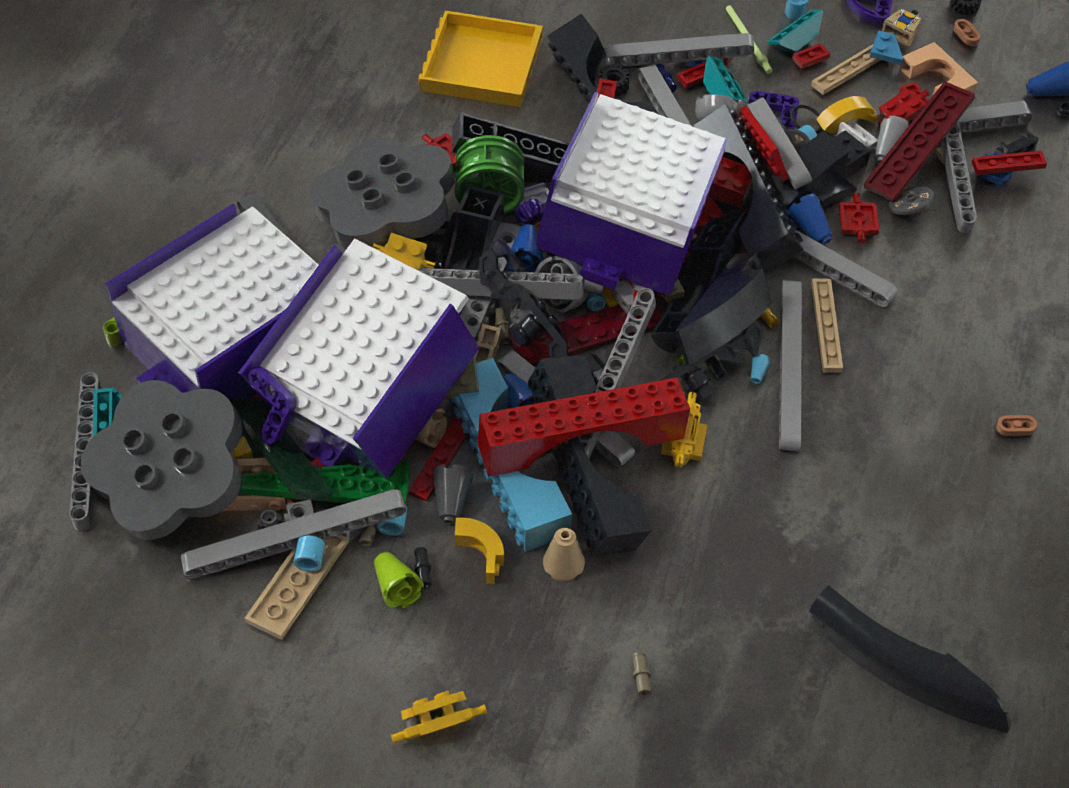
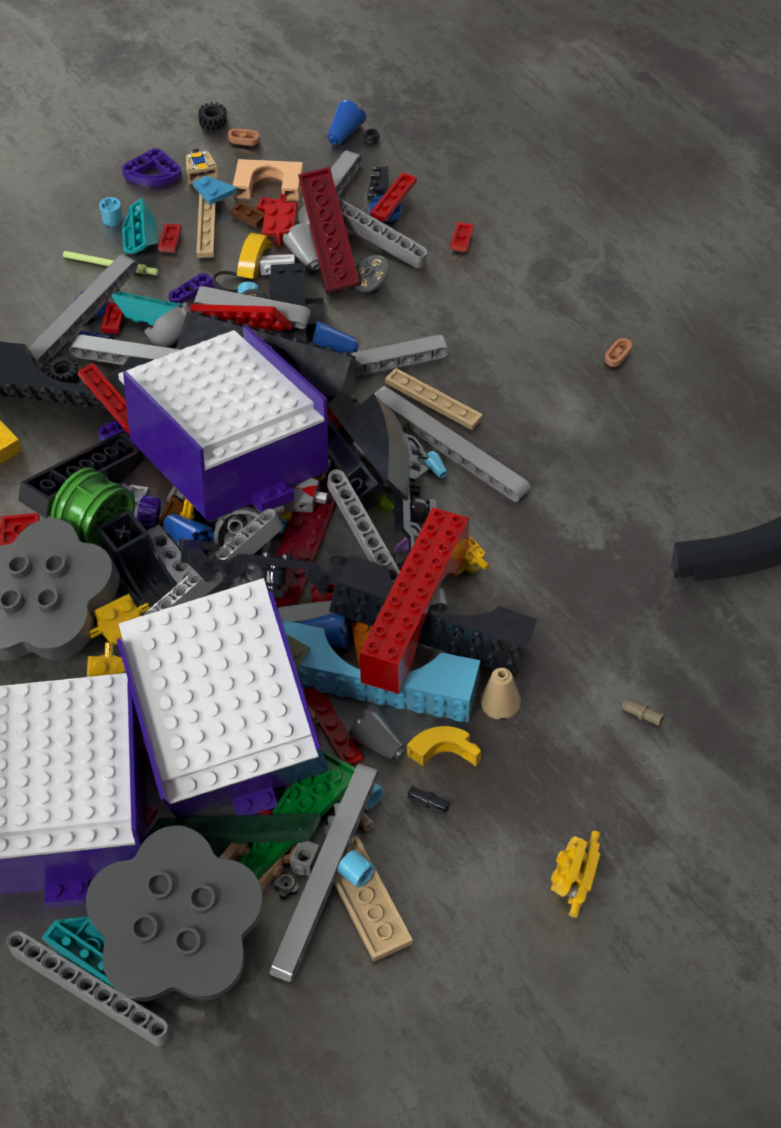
camera: 50 degrees left, 0 degrees up
(279, 400) = (210, 789): dark purple beam -> none
(397, 581) = (427, 823): lime cone -> none
(858, 218) = (354, 315): red plate -> none
(888, 85) = (247, 214): none -> reddish brown plate
(1023, 237) = (462, 236): none -> red plate

